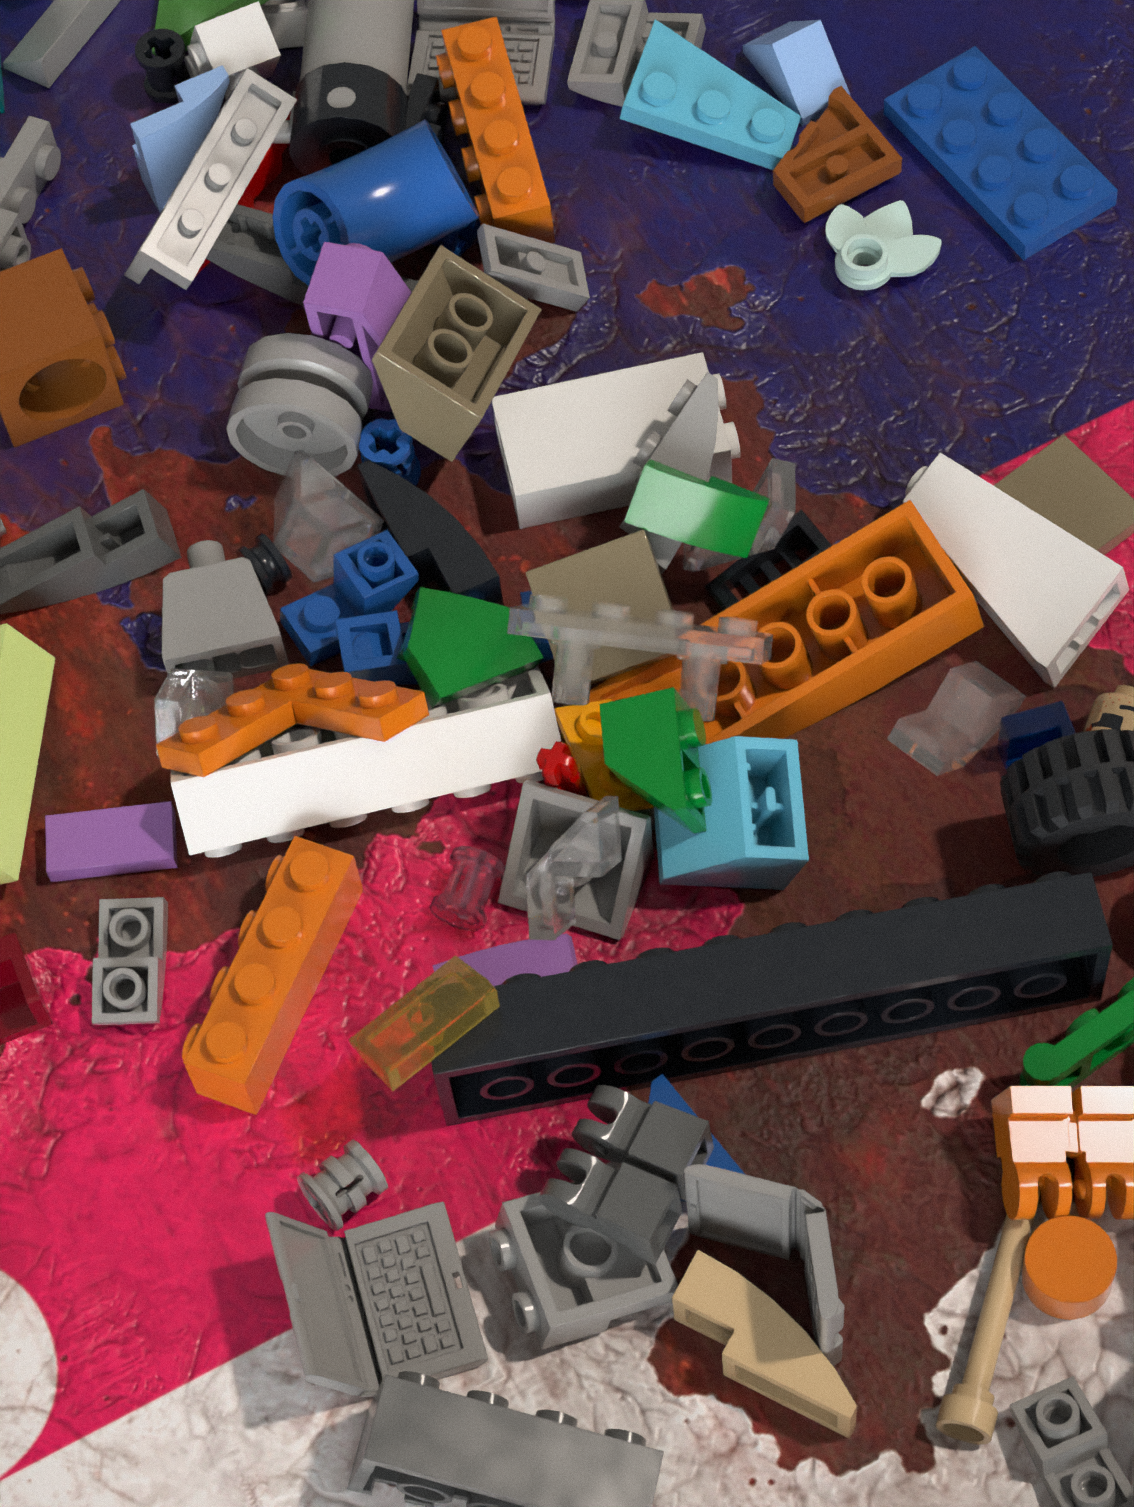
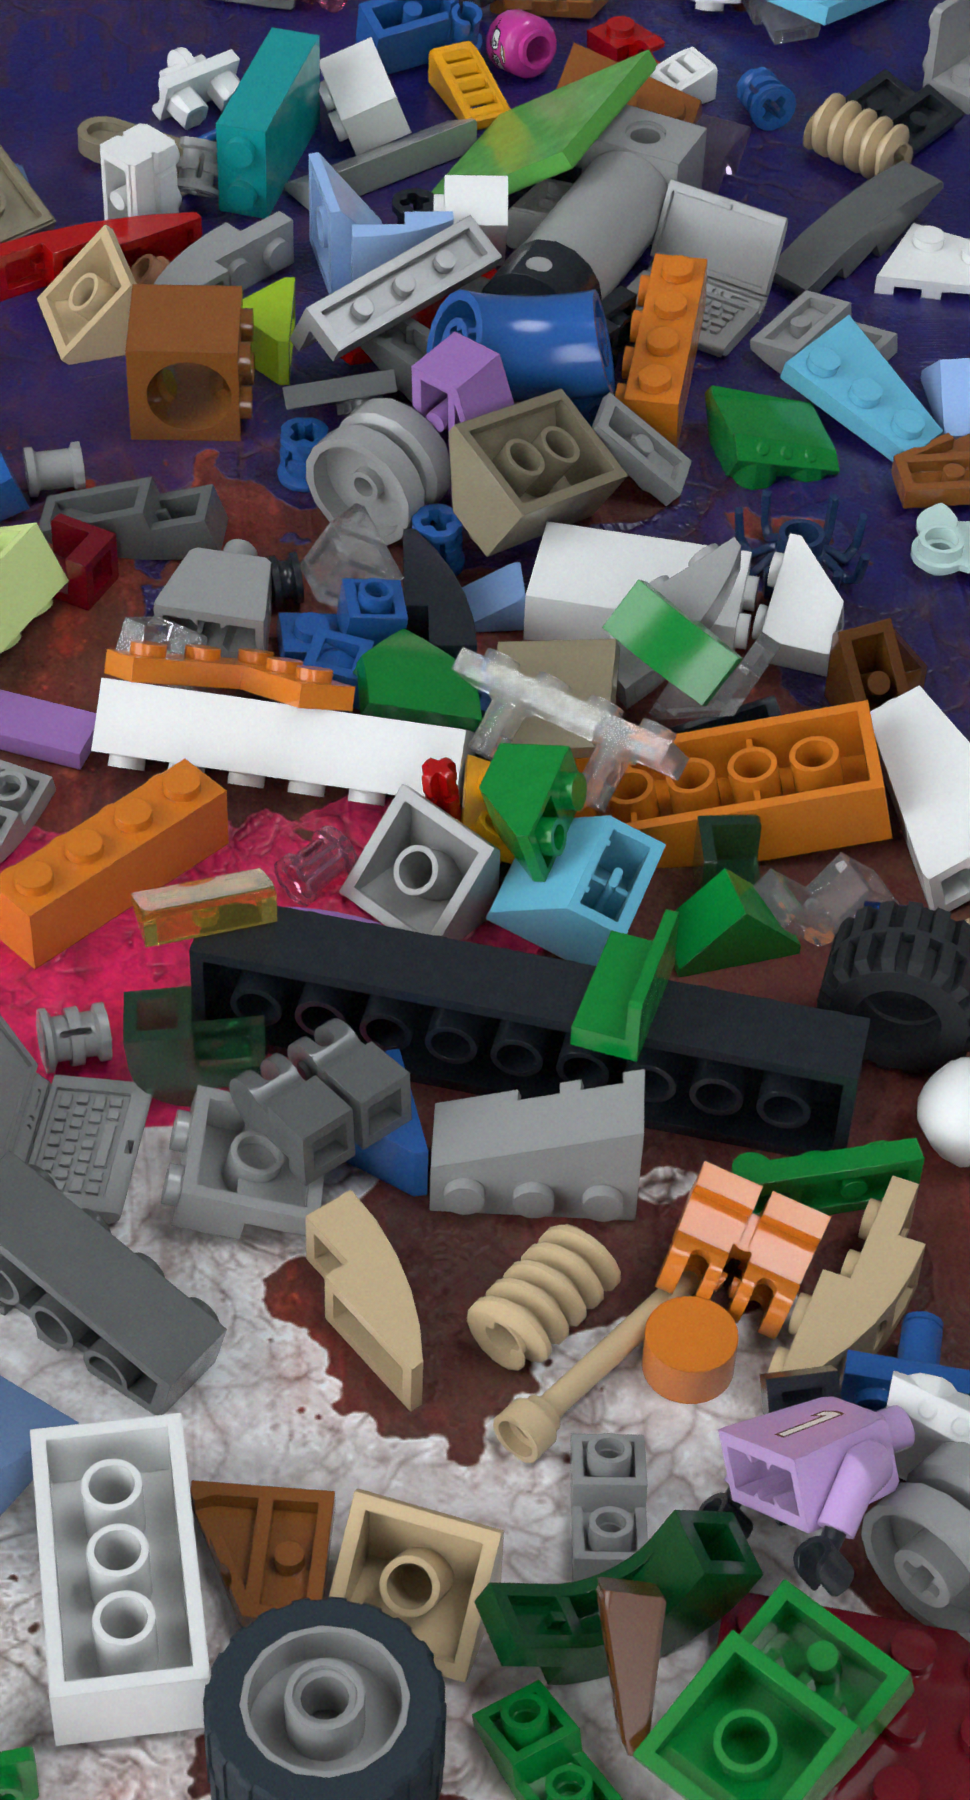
camera: 15 degrees right, 15 degrees down
(54, 622) = (86, 558): none -> dark red panel
(88, 247) = (273, 325): none -> lime slope
(98, 111) = (331, 216): none -> light blue slope
(203, 404) = (297, 441): none -> blue bush
(218, 323) = (343, 392): none -> dark grey wing
(460, 1162) = (176, 1053): none -> clear green brick
(478, 498) = (498, 600): none -> medium blue slope
(584, 850) = (429, 841): clear slope -> none
(639, 193) = (767, 438): none -> green slope
(737, 321) = (814, 536): none -> dark blue animal
(771, 1221) = (422, 1186): light grey piece -> none
(784, 400) = (801, 611): none -> white slope
(847, 722) = (728, 844): none -> clear green panel
(850, 1125) = (541, 1154): none -> light grey wedge
(866, 947) = (626, 991): none -> green panel
(874, 794) = (728, 928): none -> green slope
(879, 448) = (871, 665): none -> reddish brown slope
(914, 1274) = (542, 1296): none -> tan piece

